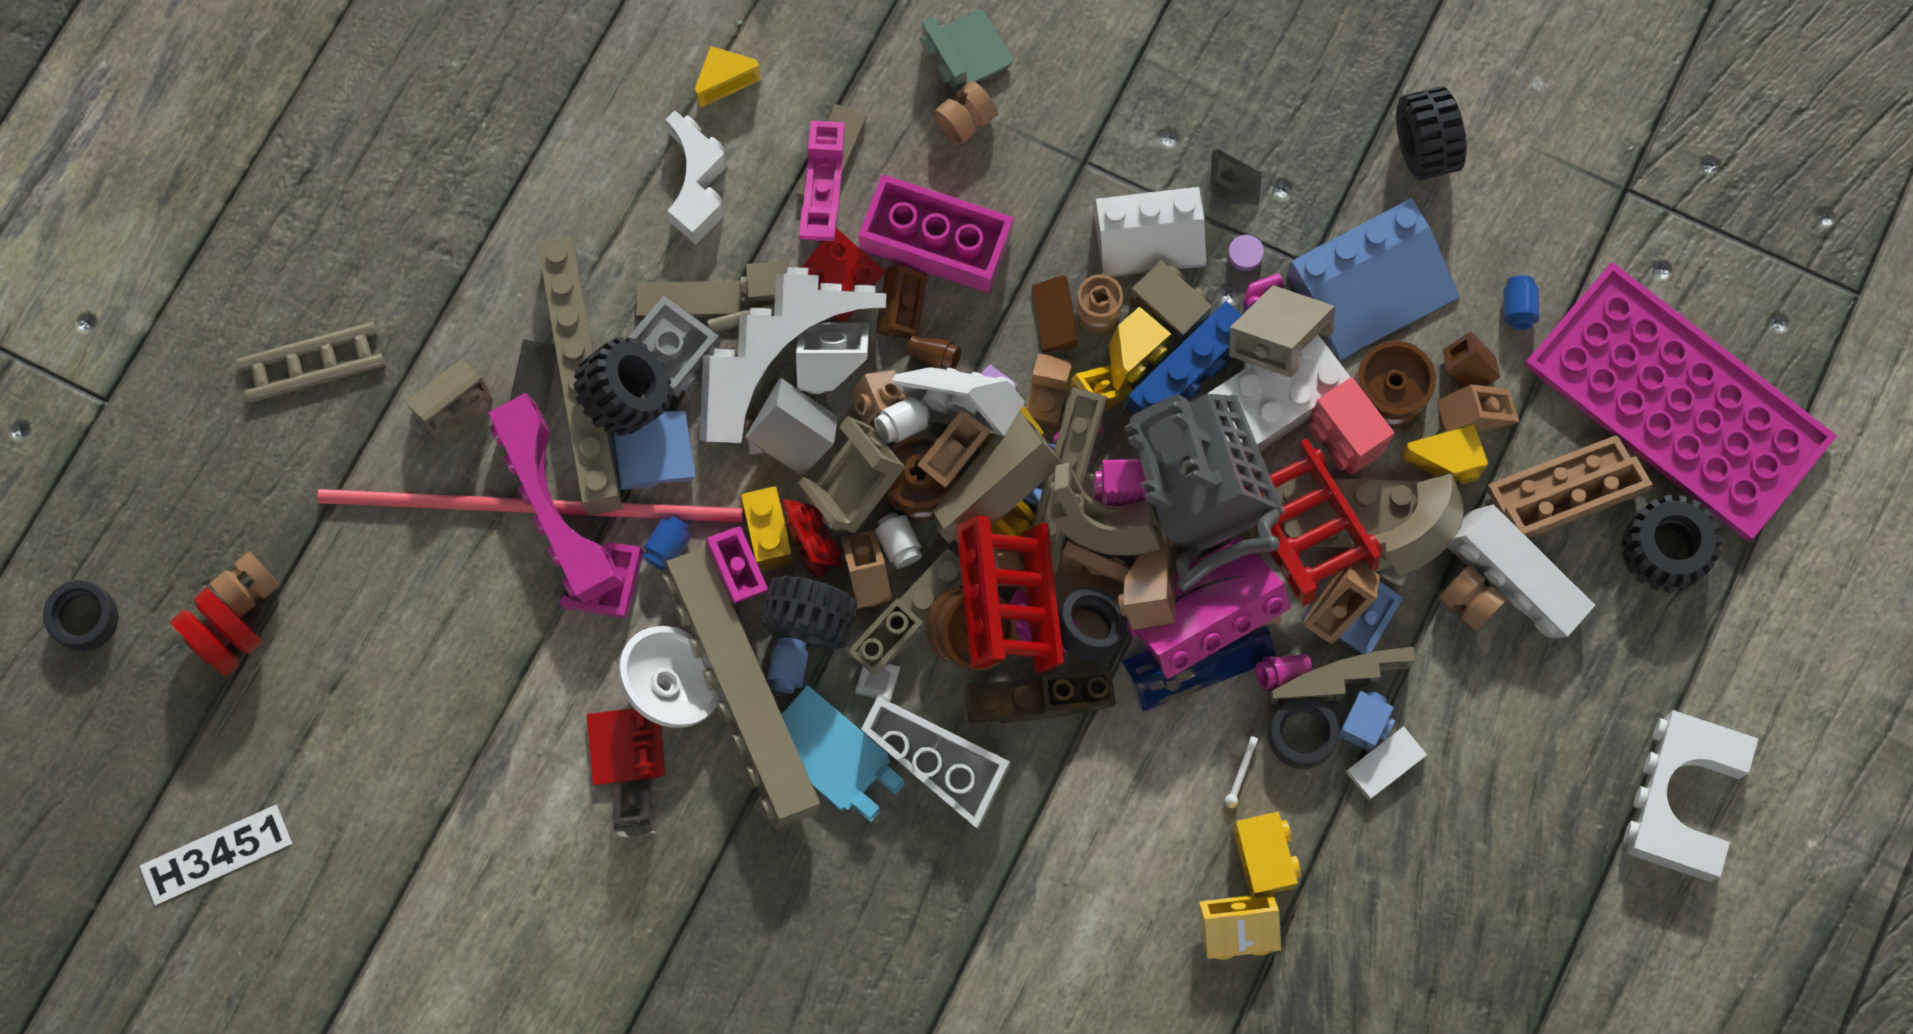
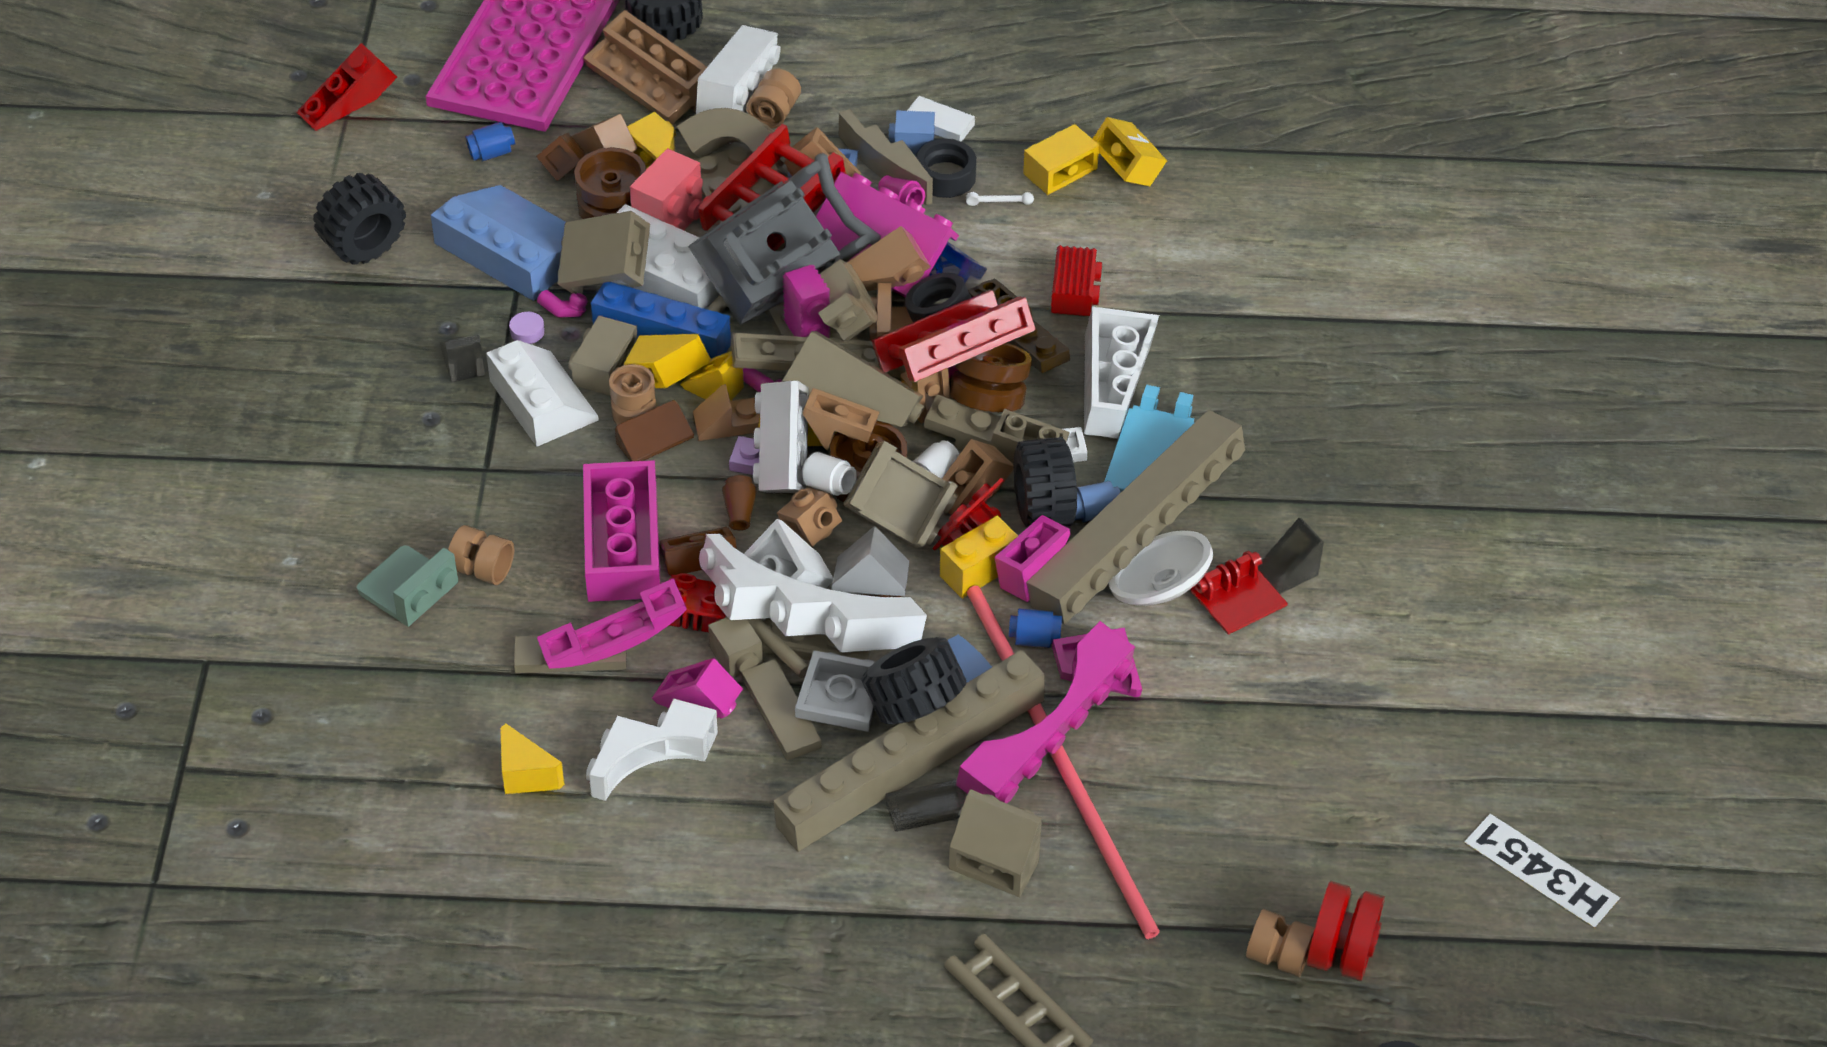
camera: 115 degrees left, 25 degrees down
(732, 235) = (700, 684): none -> dark pink slope
(1080, 784) = (1074, 281): none -> red brick
(1656, 196) = (347, 89): none -> red slope

